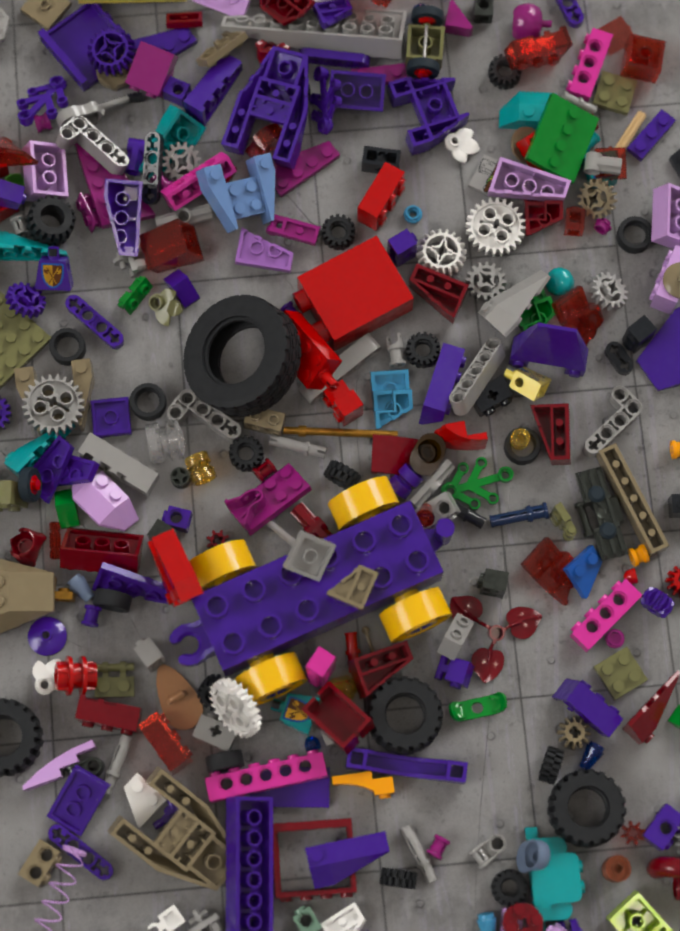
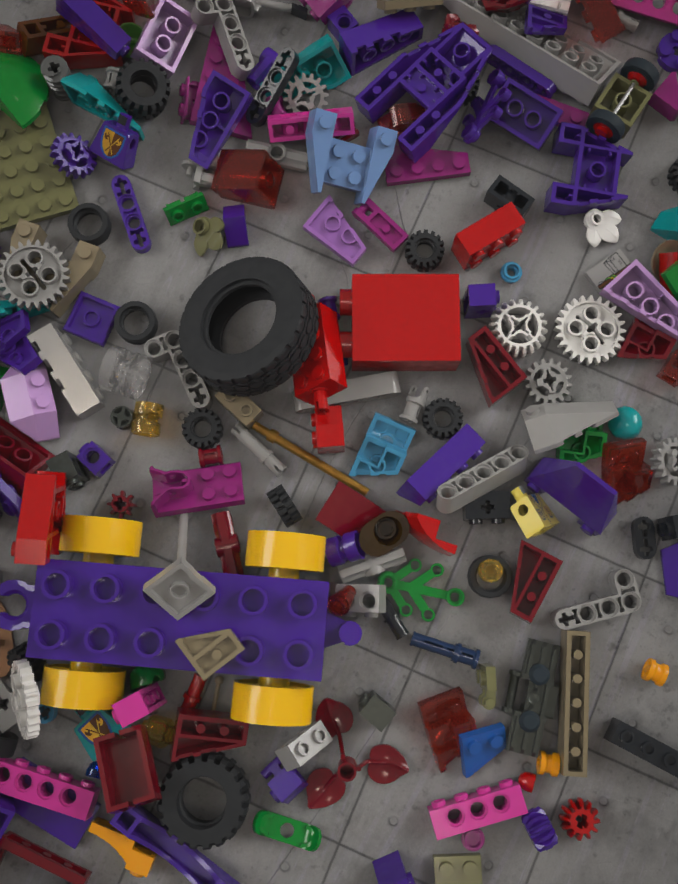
camera: 30 degrees right, 5 degrees up
(307, 651) = (145, 676): none -> green hair

